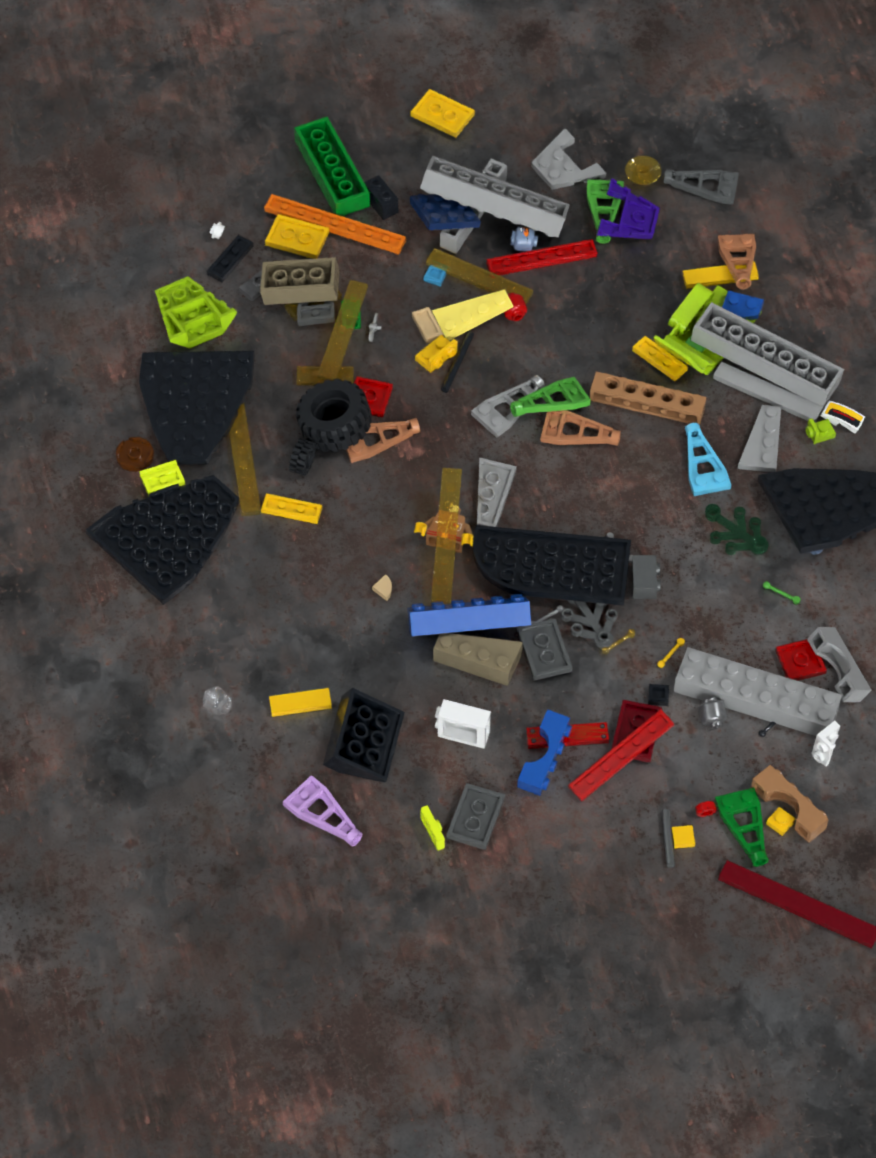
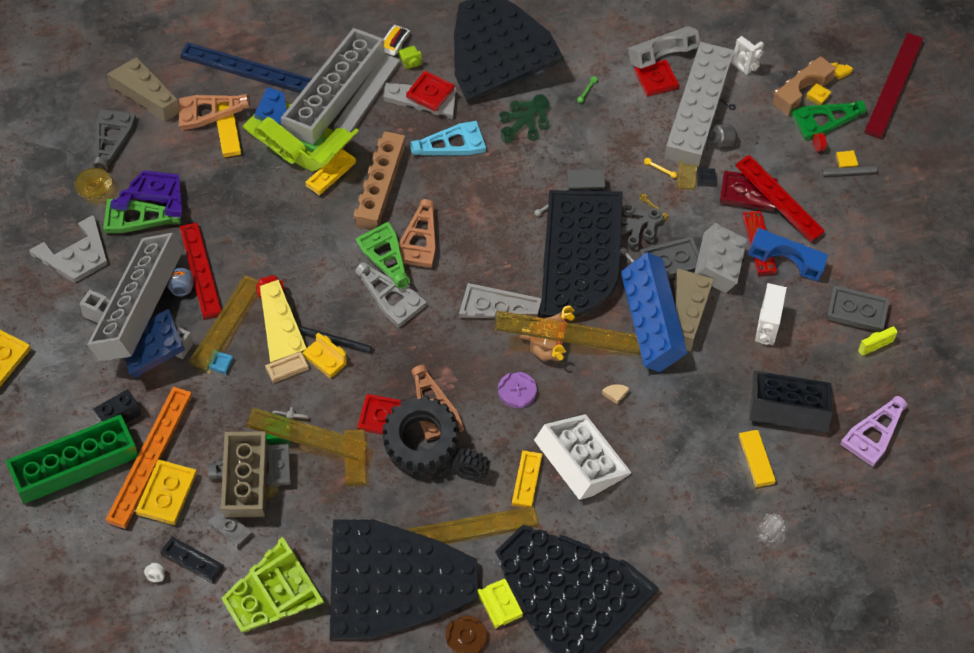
camera: 95 degrees left, 0 degrees up
(312, 552) = (581, 455): none -> white slope
(392, 506) = (517, 390): none -> medium lavender tile
(538, 686) = (721, 257): none -> light grey brick
(660, 676) = (686, 176): none -> clear yellow tile
(763, 204) = (140, 85): none -> dark tan wedge
(765, 441) = (430, 91): none -> red tile
(801, 287) = (244, 68): none -> dark blue tile
(820, 850) = (842, 70): none -> yellow tile

